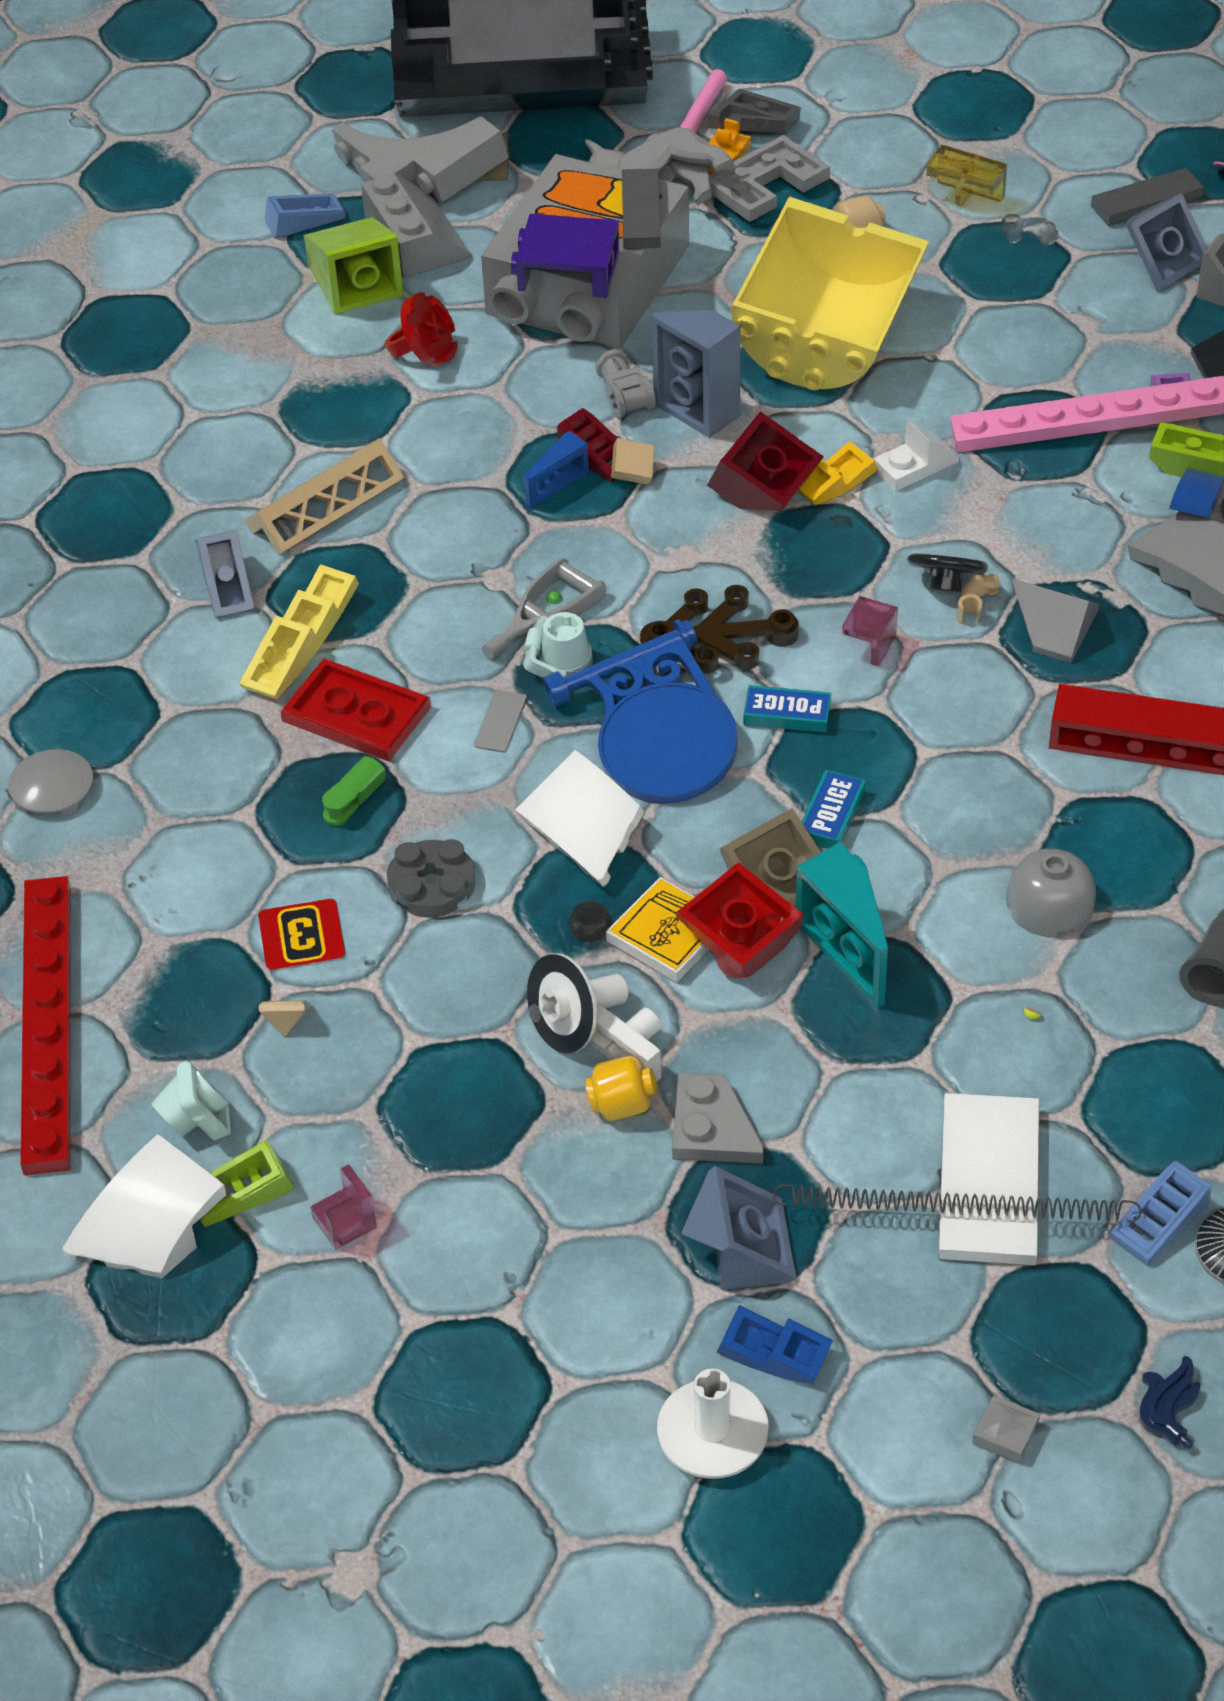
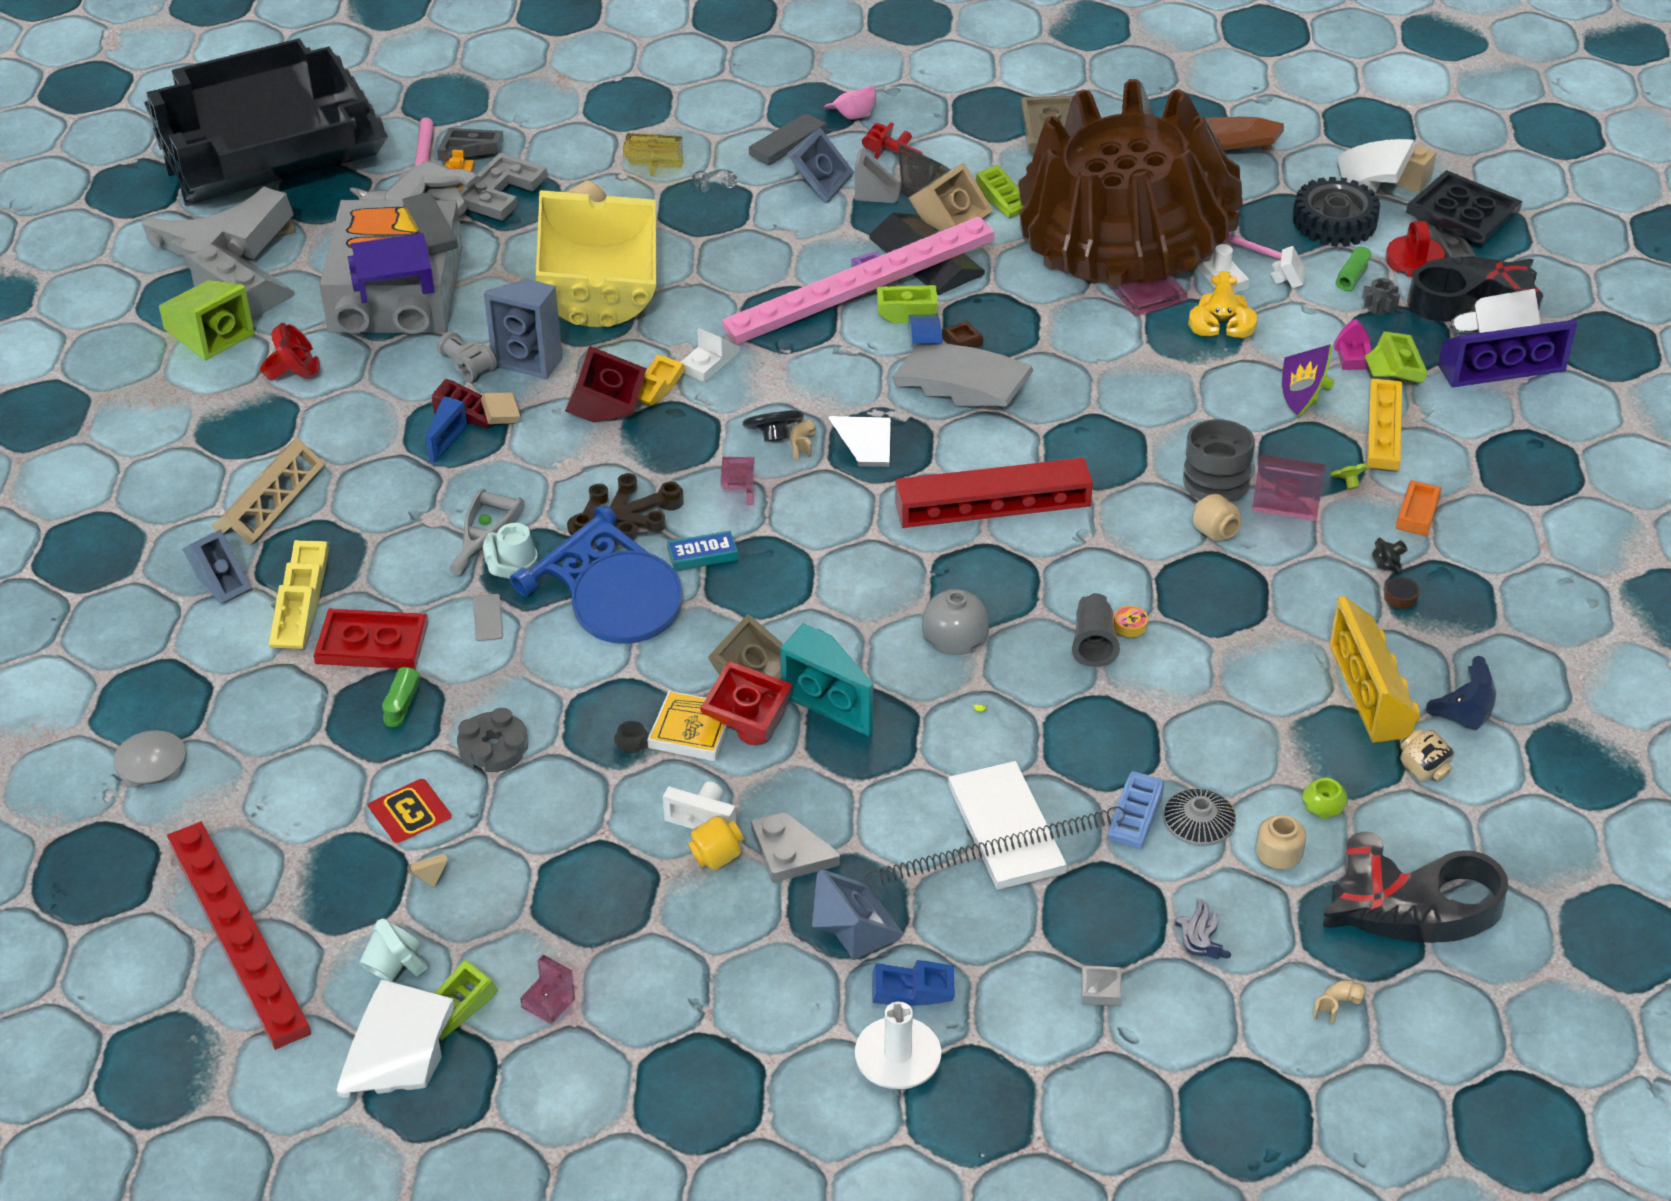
camera: 25 degrees left, 5 degrees down
(299, 213) = (140, 292): medium blue slope -> none
(565, 1001) = (647, 794): piece -> none
(583, 815) = (590, 663): white slope -> none
(833, 808) = (771, 607): tile -> none

